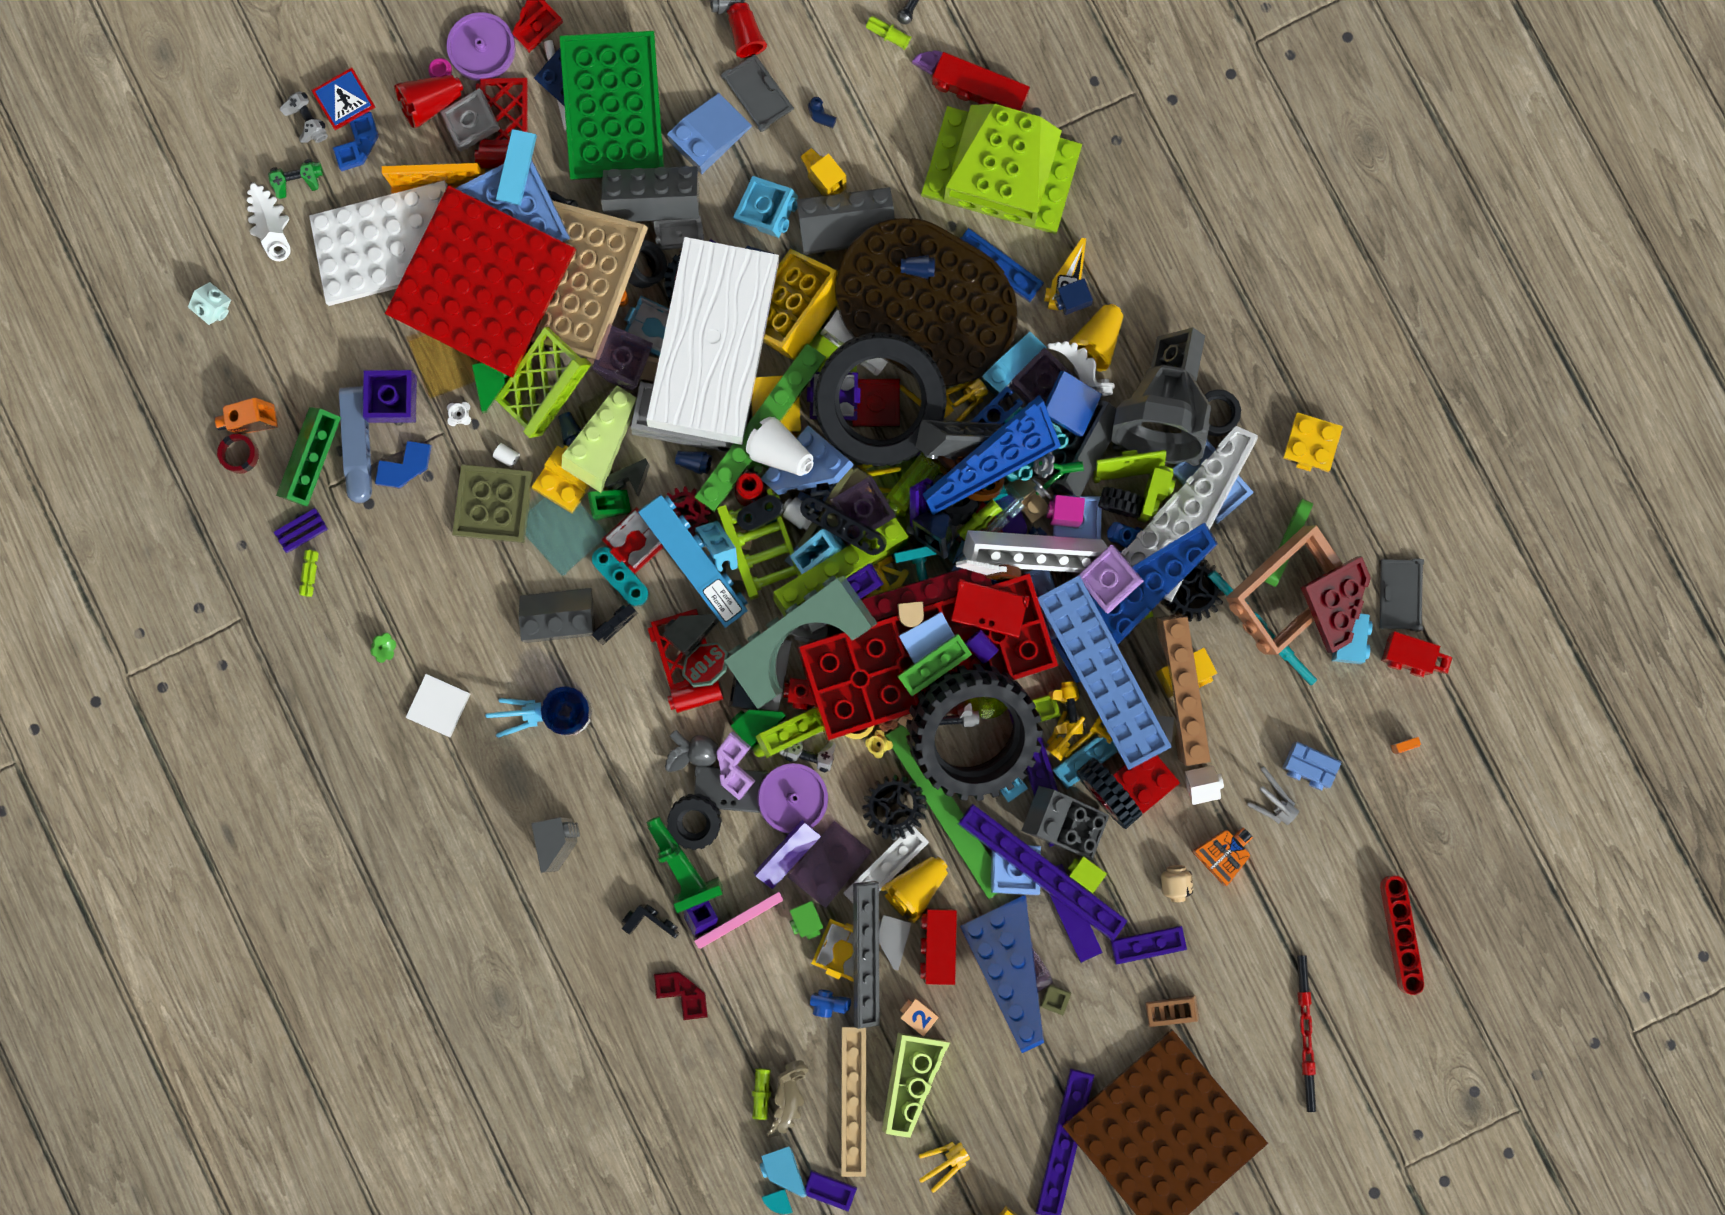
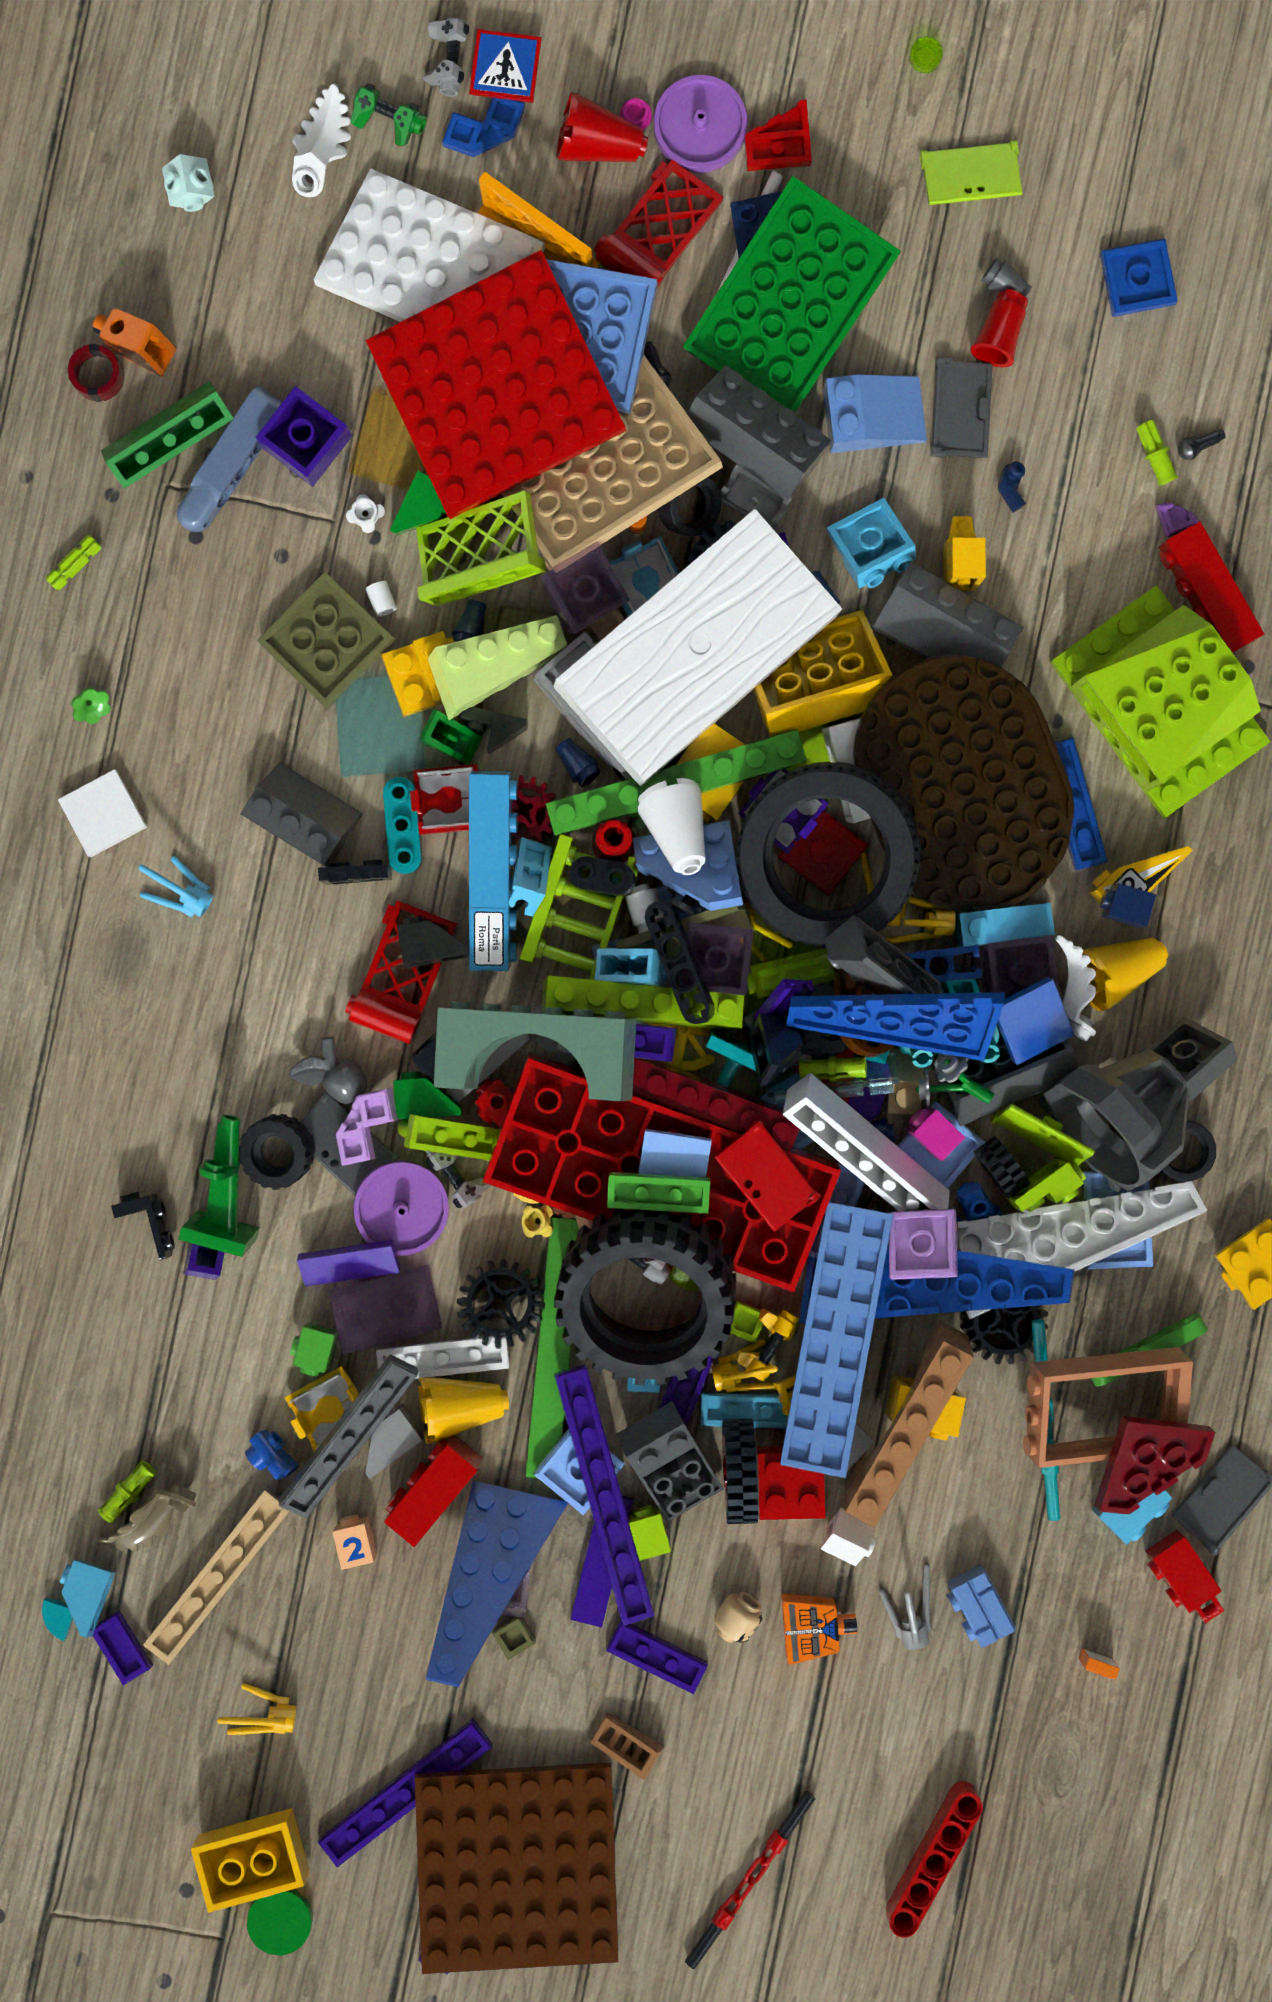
camera: 35 degrees right, 5 degrees up
(283, 540) = (73, 505): dark purple tile -> none
(414, 463) = (277, 530): blue tile -> none
(470, 120) = (624, 196): light grey tile -> none
(516, 167) = (631, 287): medium azure tile -> none
(554, 705) = (226, 909): clear blue brick -> none
(554, 842) = (105, 1058): dark grey slope -> none
(692, 997) = (128, 1308): dark red tile -> none
(705, 664) = (417, 994): piece -> none
(739, 920) = (244, 1292): bright pink tile -> none
(910, 613) = (677, 1116): tan tile -> none
(911, 1078) = (293, 1603): yellowish green wedge -> none
(919, 266) = (985, 741): dark blue cone -> none
(981, 646) = (726, 1210): dark purple piece -> none
(997, 572) = (804, 1142): piece -> none

